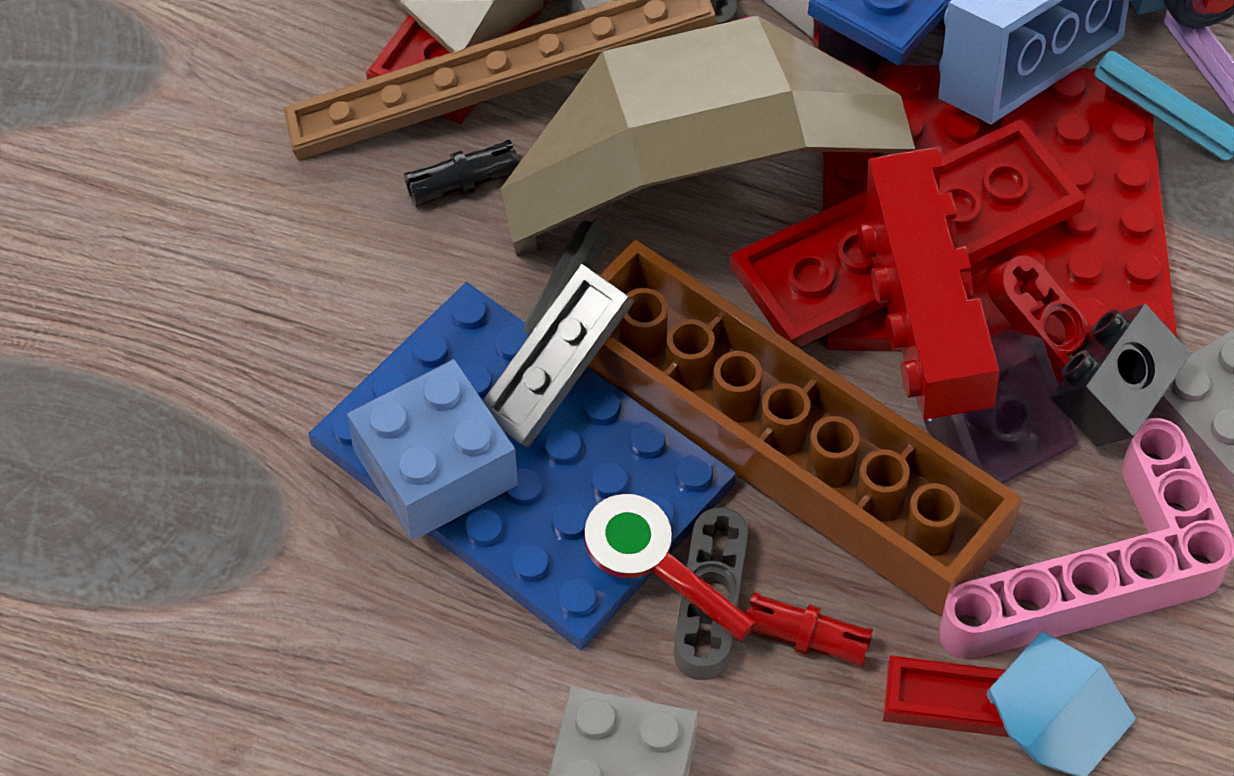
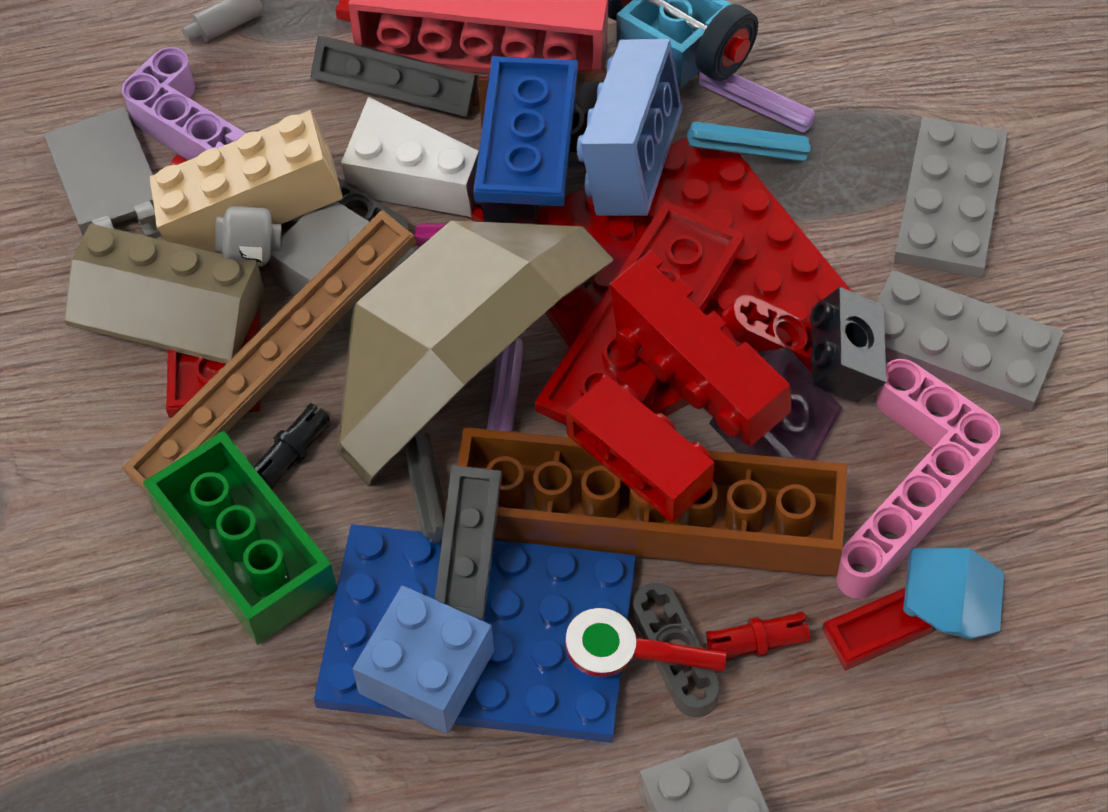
camera: 30 degrees left, 0 degrees up
(343, 233) = (241, 537): none -> green brick
(724, 228) = (506, 388): none -> lavender axle
(799, 355) = (640, 447): none -> red brick

